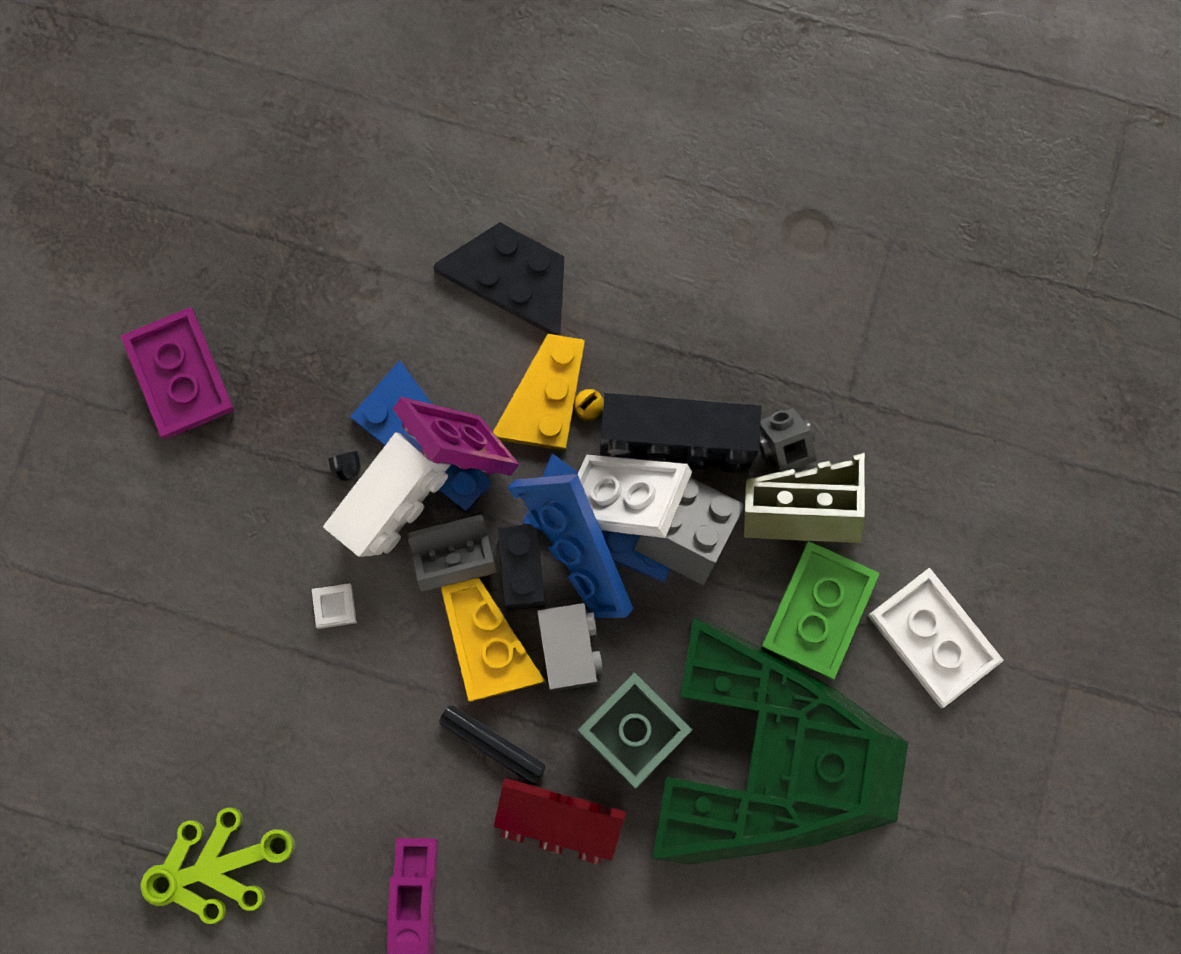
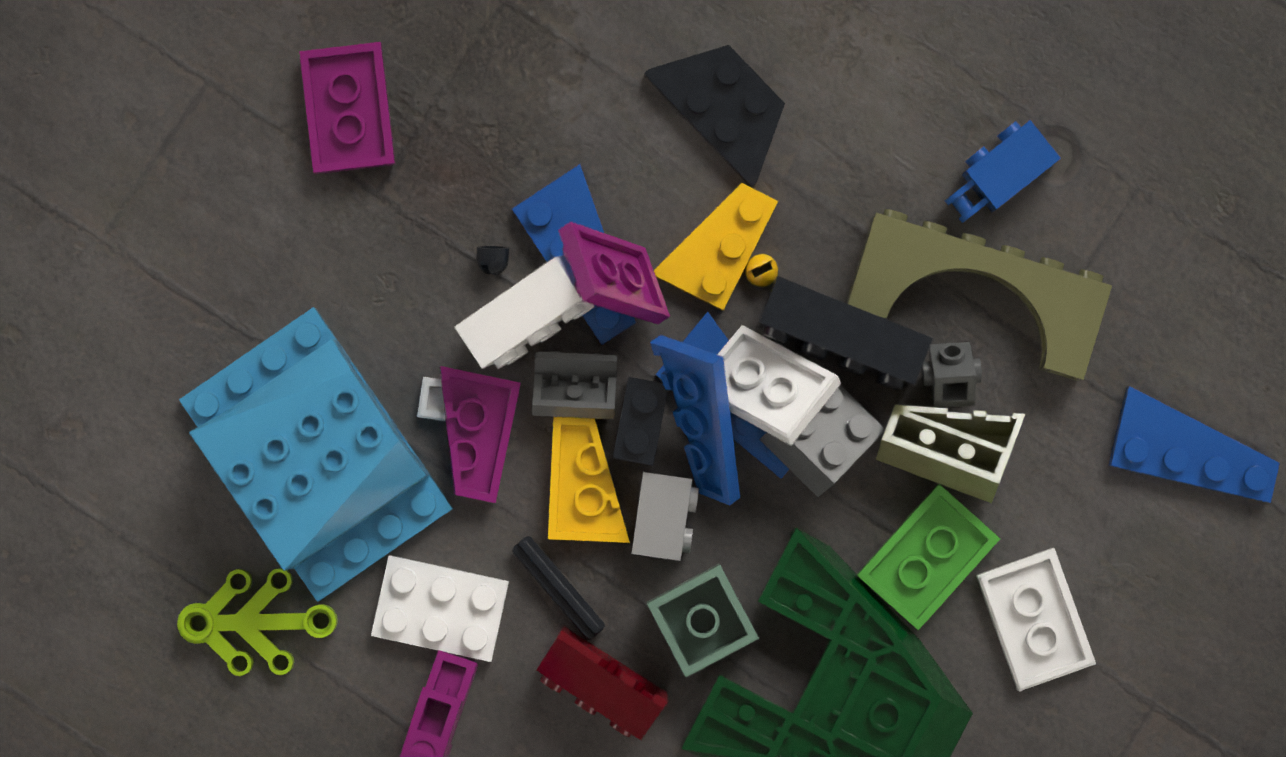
camera: 20 degrees right, 10 degrees up
(229, 695) = (313, 456): none -> dark azure wedge
(375, 620) = (478, 429): none -> magenta wing
(387, 798) = (440, 608): none -> white plate
(773, 254) = (1005, 169): none -> blue brick
(859, 350) = (1062, 303): none -> olive arch
(1010, 447) = (1181, 449): none -> blue wing

